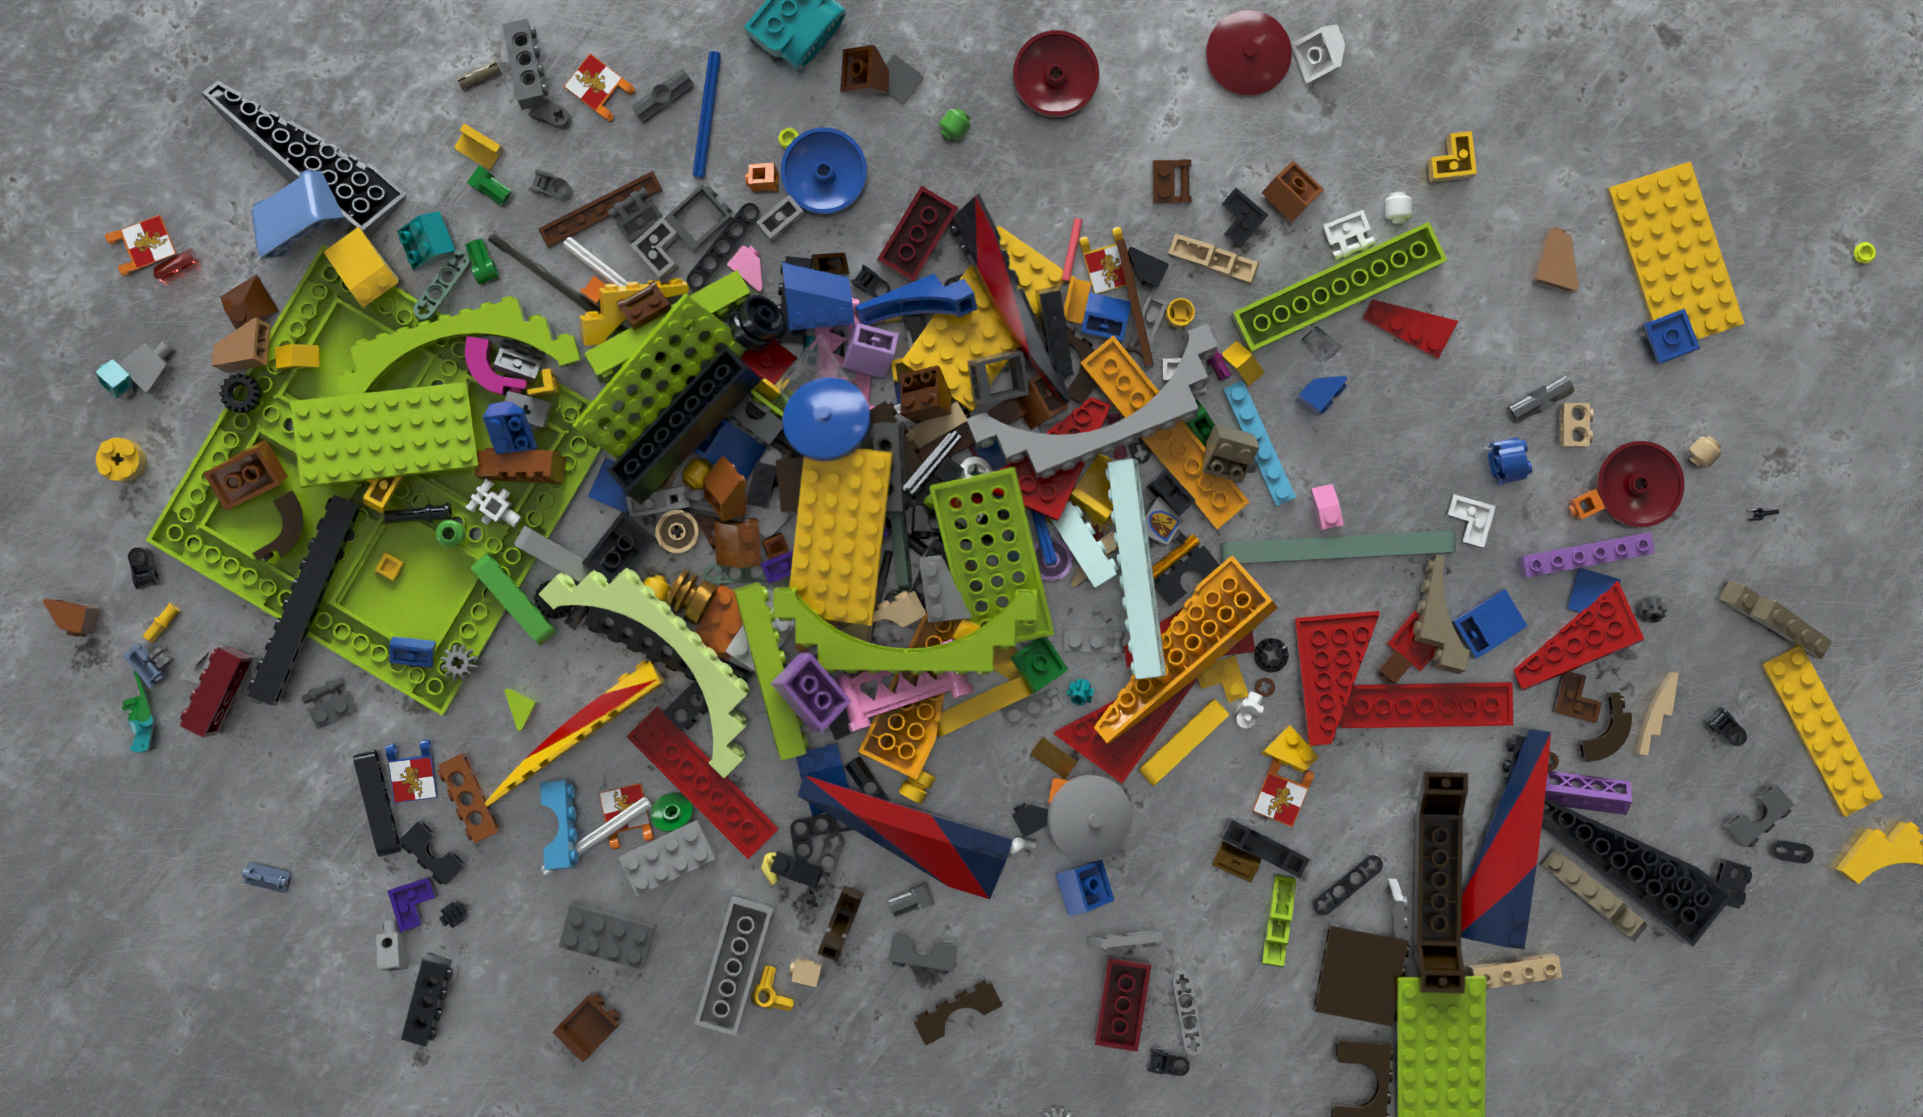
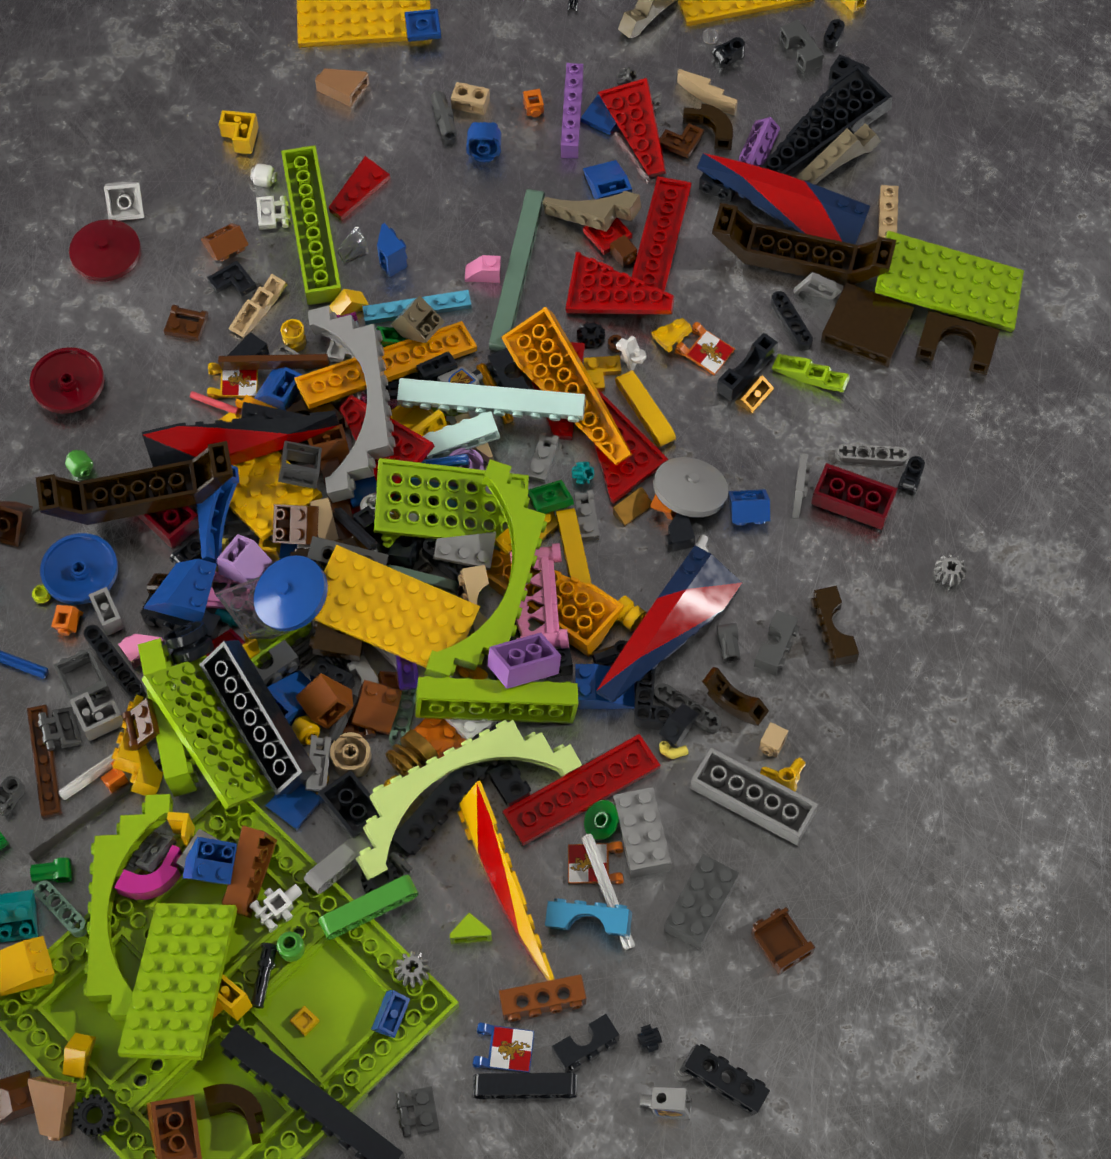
camera: 75 degrees left, 25 degrees down
(405, 900) = (625, 1082): dark purple plate -> none
(916, 206) = (136, 491): none -> dark brown slope
(1478, 516) = (520, 174): white plate -> none
(1640, 484) = (528, 64): dark red dish -> none
(1704, 451) = (516, 23): tan head -> none

